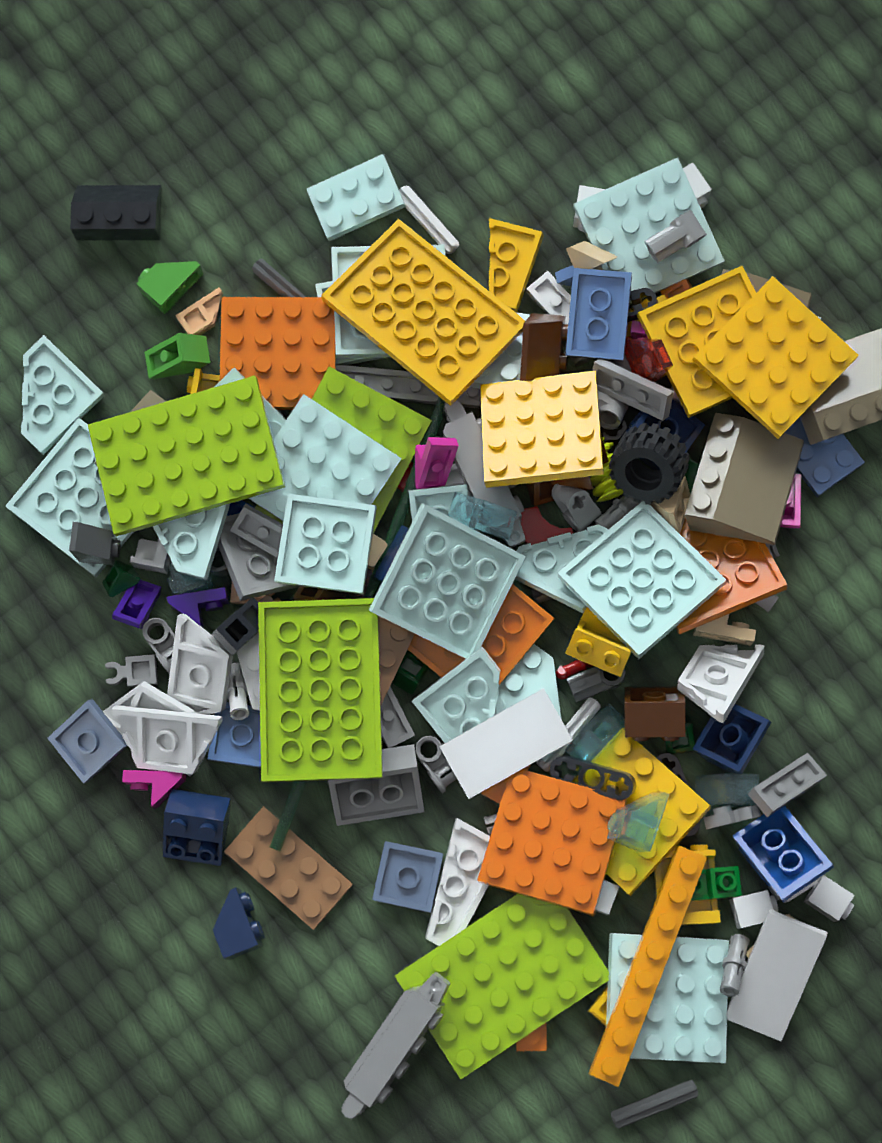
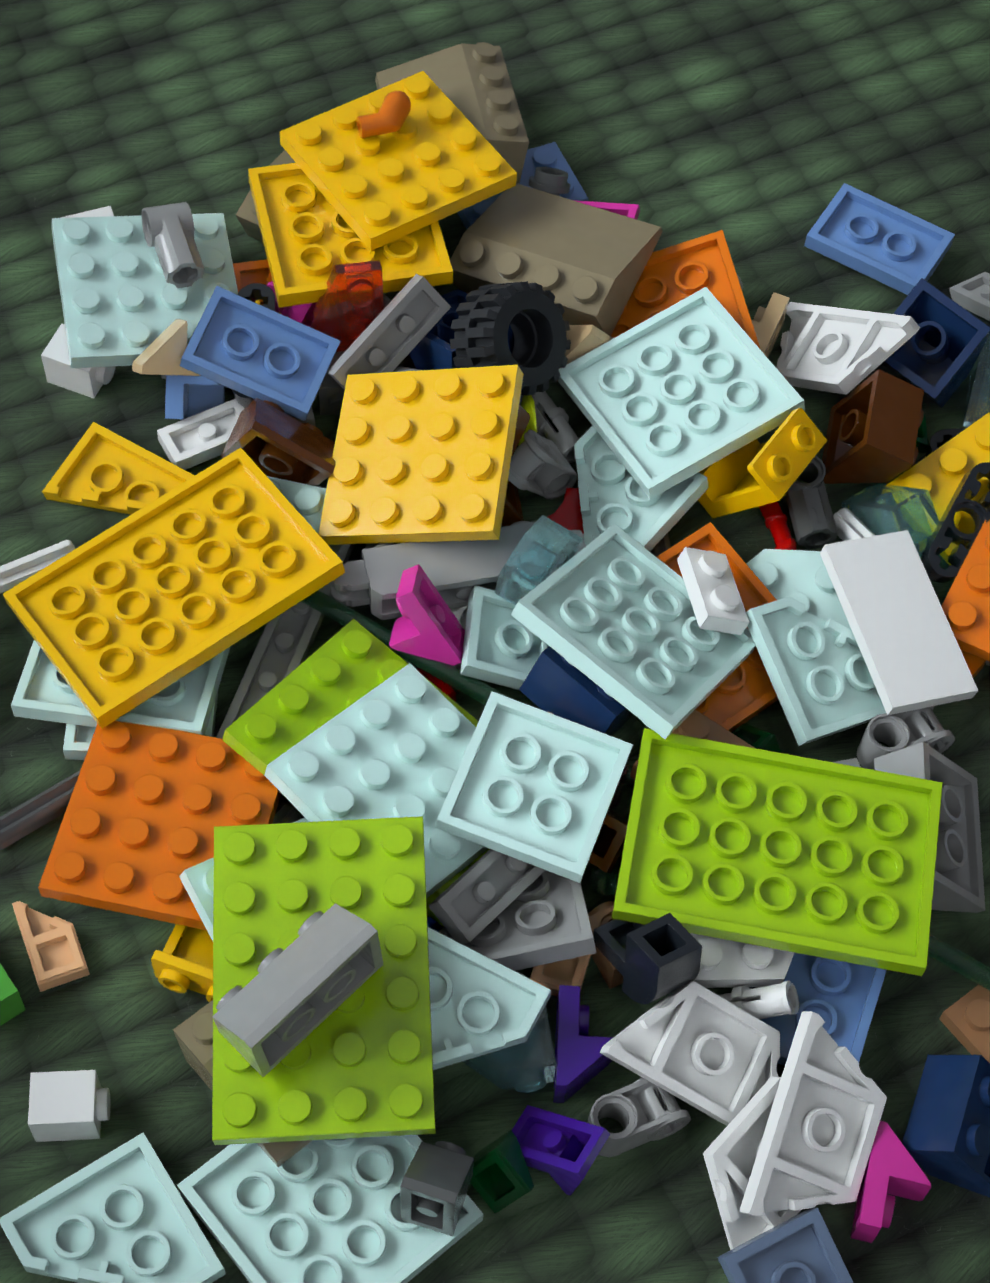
camera: 85 degrees left, 20 degrees down
(110, 350) = (67, 1105): none -> white brick
(135, 671) = (674, 1175): light grey plate -> none
(151, 556) = (467, 1106): white panel -> none
(161, 440) = (299, 987): none -> light grey slope
(177, 356) = (115, 994): bright green slope -> none
(494, 625) = (712, 591): none -> white plate
(796, 342) = (388, 119): none -> orange arm
(811, 464) = (550, 180): none -> dark grey plate
(836, 699) = (878, 239): none -> medium blue plate

